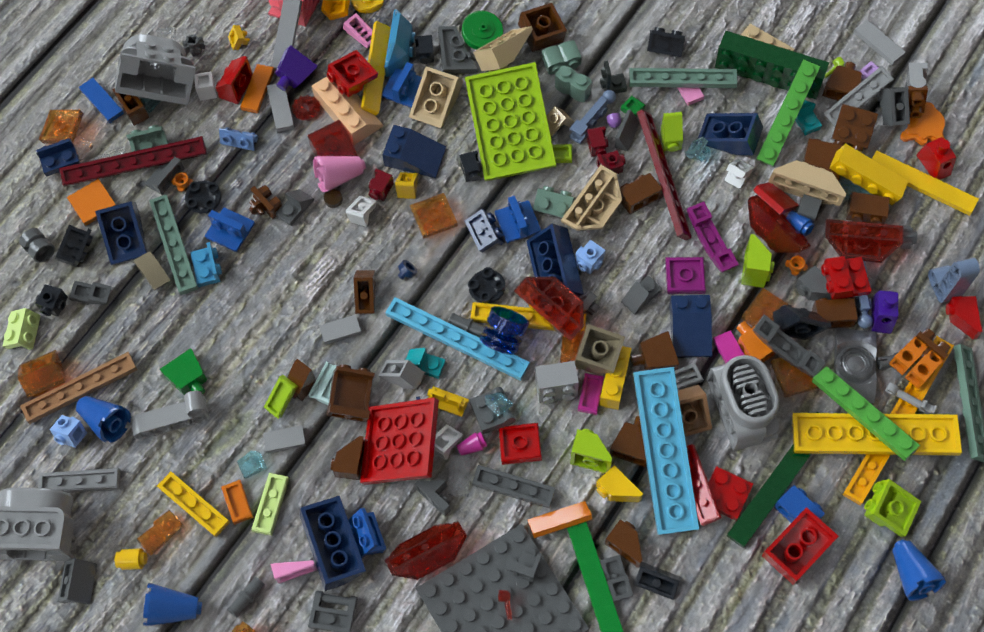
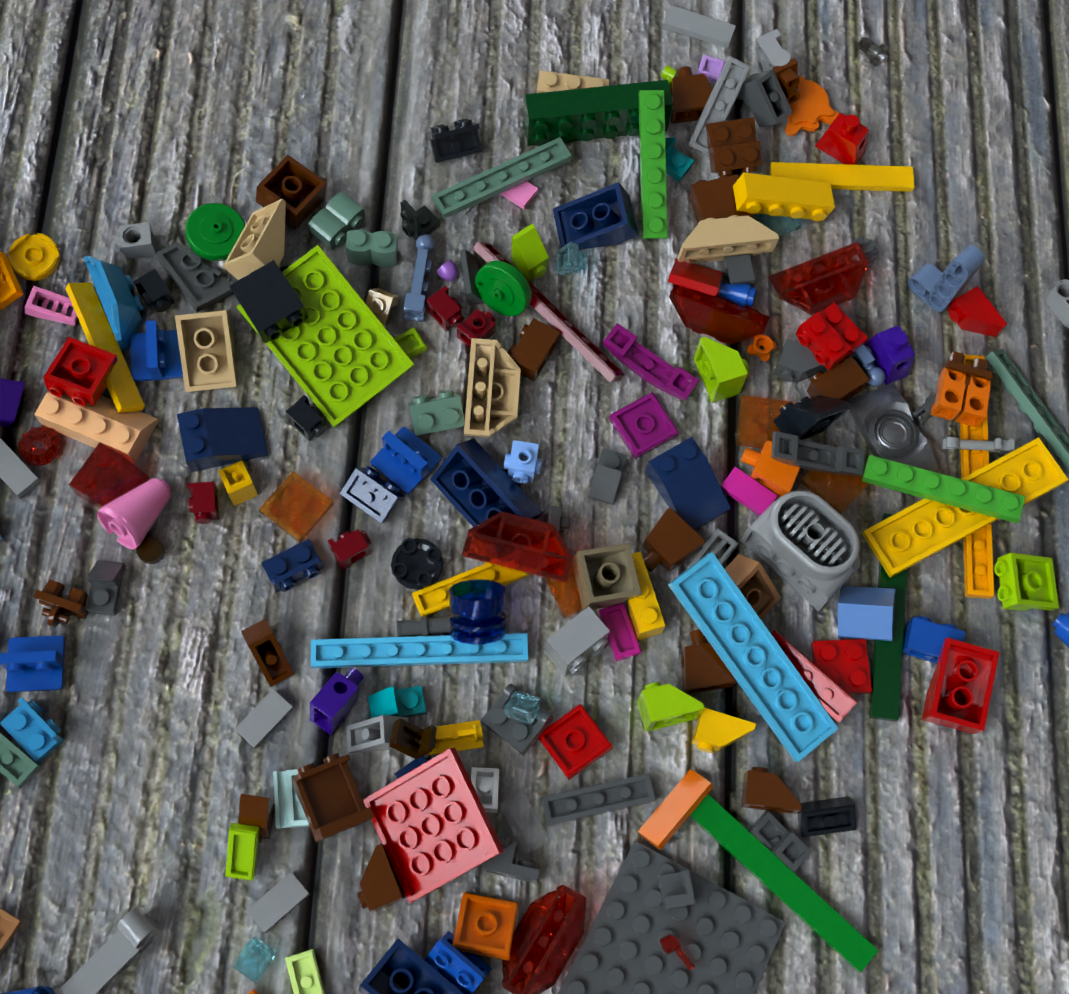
camera: 40 degrees left, 5 degrees up
(185, 373) = (95, 891): green torso -> none
(360, 209) = (199, 547): white slope -> none
(387, 339) = (335, 700): none -> dark purple torso
(397, 521) = (485, 926): none -> orange tile
(406, 270) = (304, 595): dark blue tile -> none
(411, 249) = (292, 566): none -> dark blue bracket
(417, 383) = (412, 739): none -> dark brown bracket
(432, 14) = (143, 248): none -> light grey brick
(451, 256) = (350, 547): none -> dark red brick
(472, 444) = (518, 774): dark pink cone -> none
(485, 82) = (269, 301): none -> black panel
(632, 104) = (459, 240): green tile -> none
(641, 145) = (503, 288): none -> green wheel
(738, 173) = (633, 266): white slope -> none
(763, 467) = (866, 613): none -> medium blue slope
(867, 208) = (803, 239): reddish brown brick -> none

